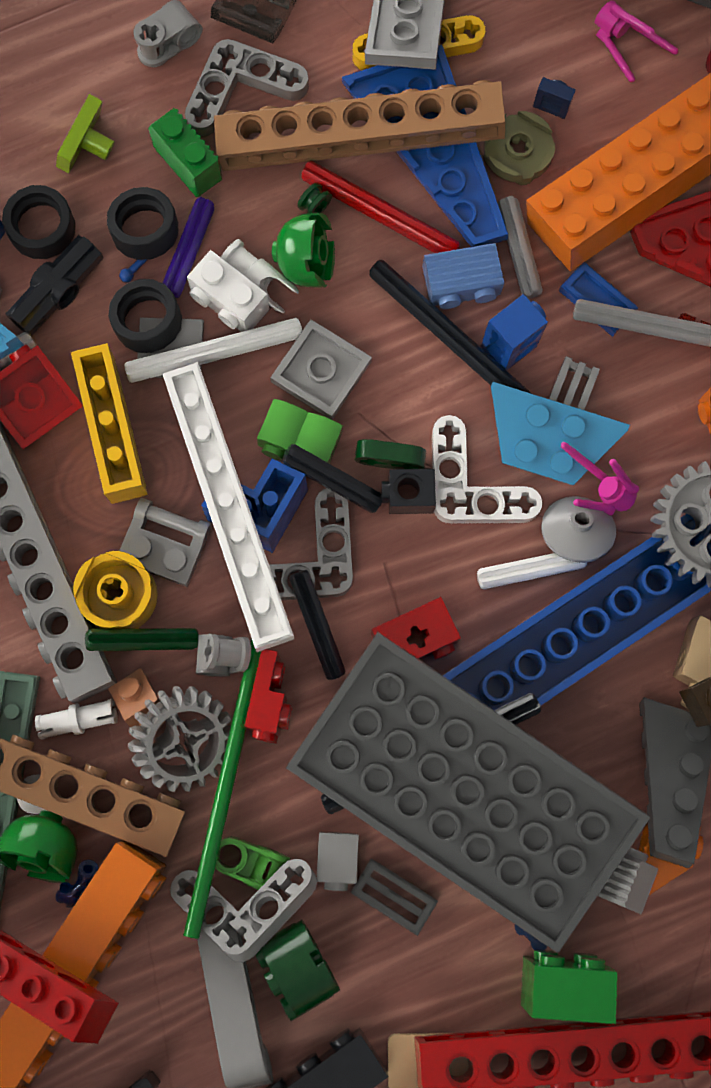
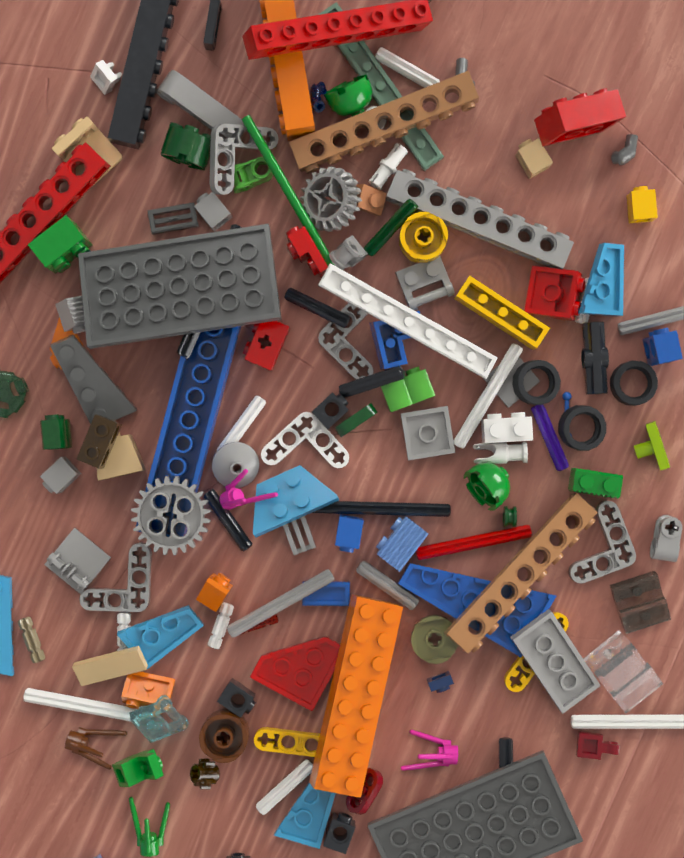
camera: 140 degrees right, 10 degrees up
(643, 474) = (228, 521): none -> black axle

